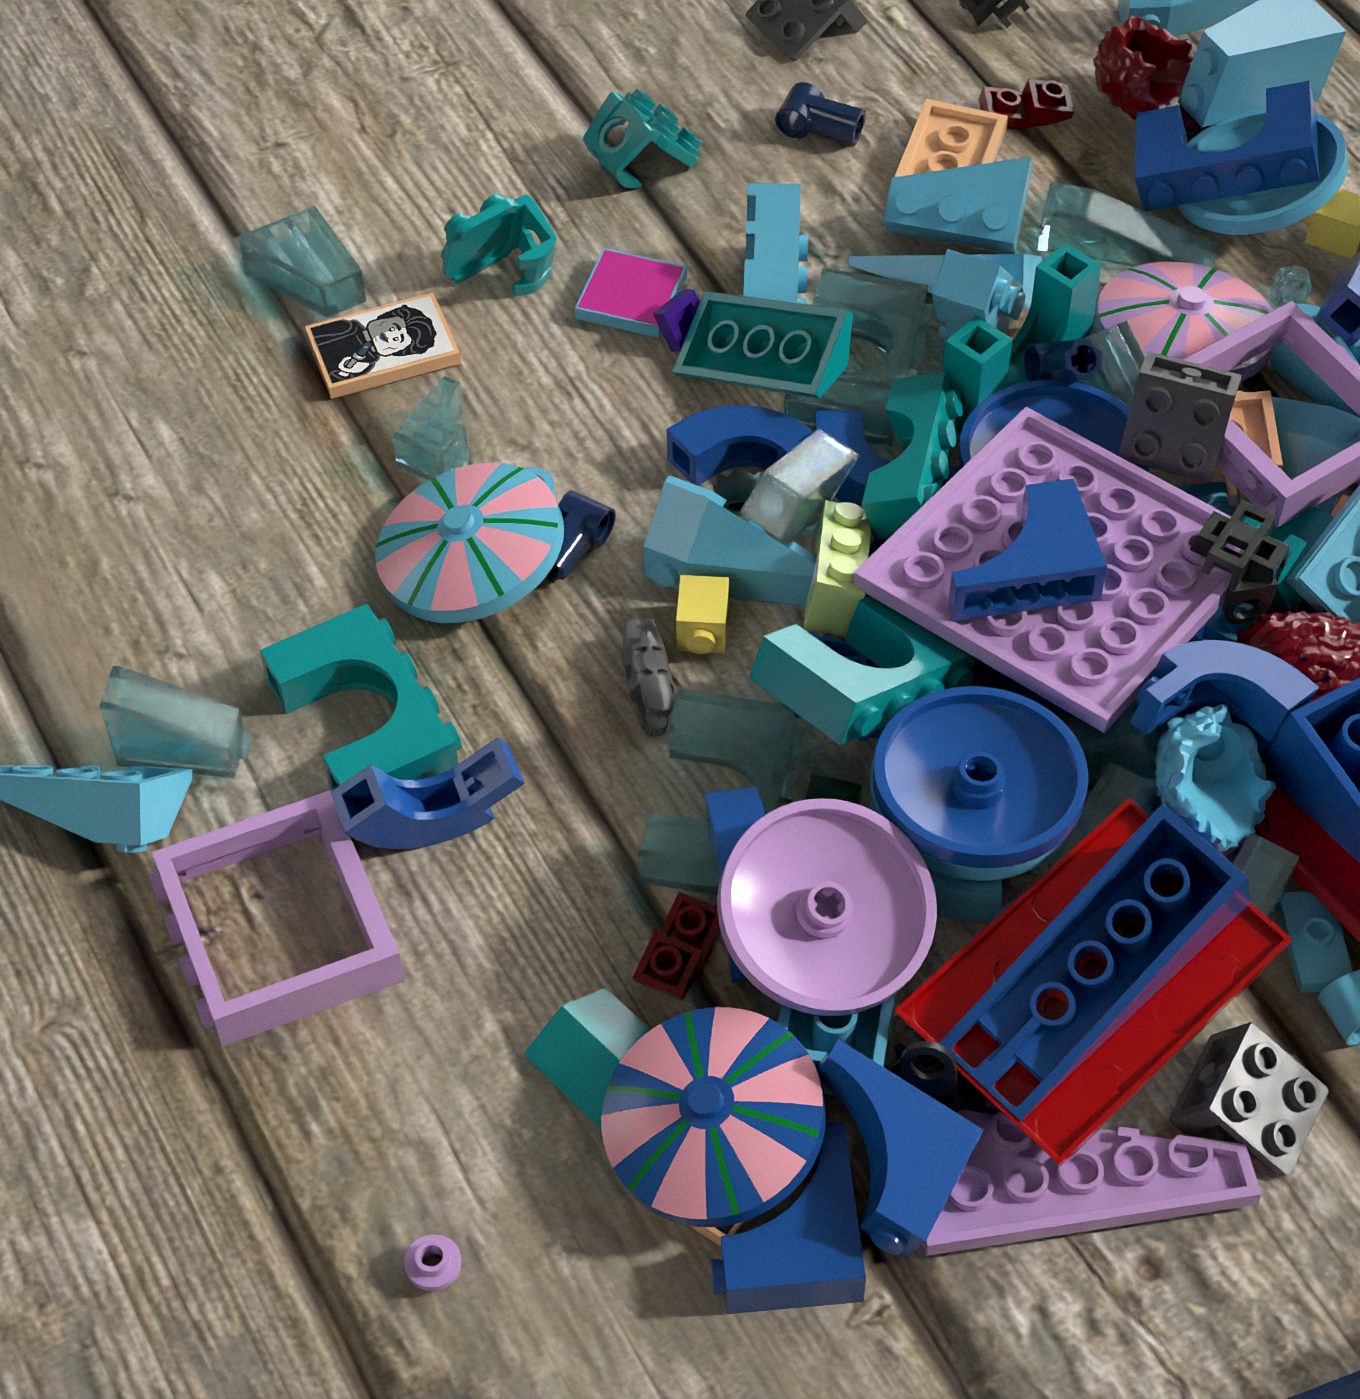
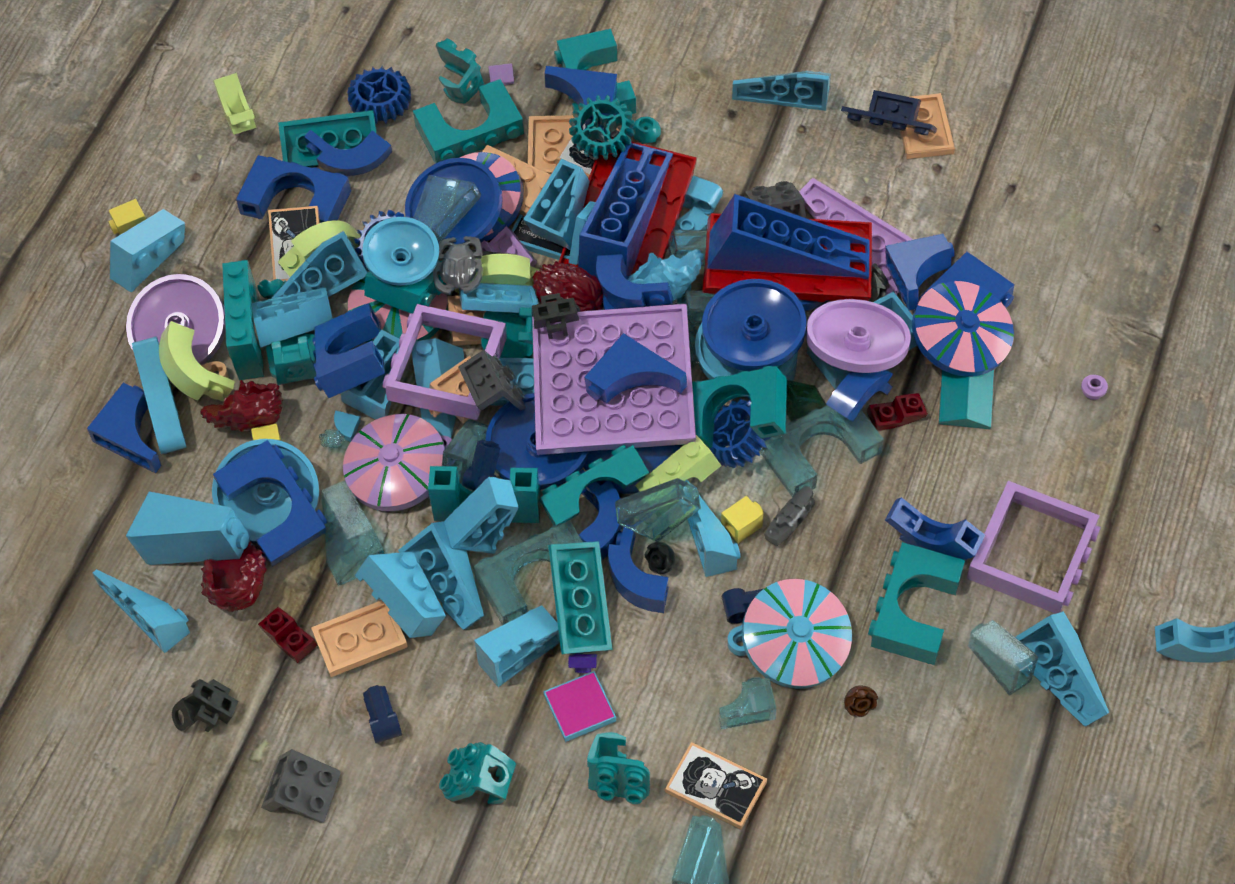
camera: 130 degrees left, 5 degrees up
(310, 545) = (860, 700): none -> reddish brown plate

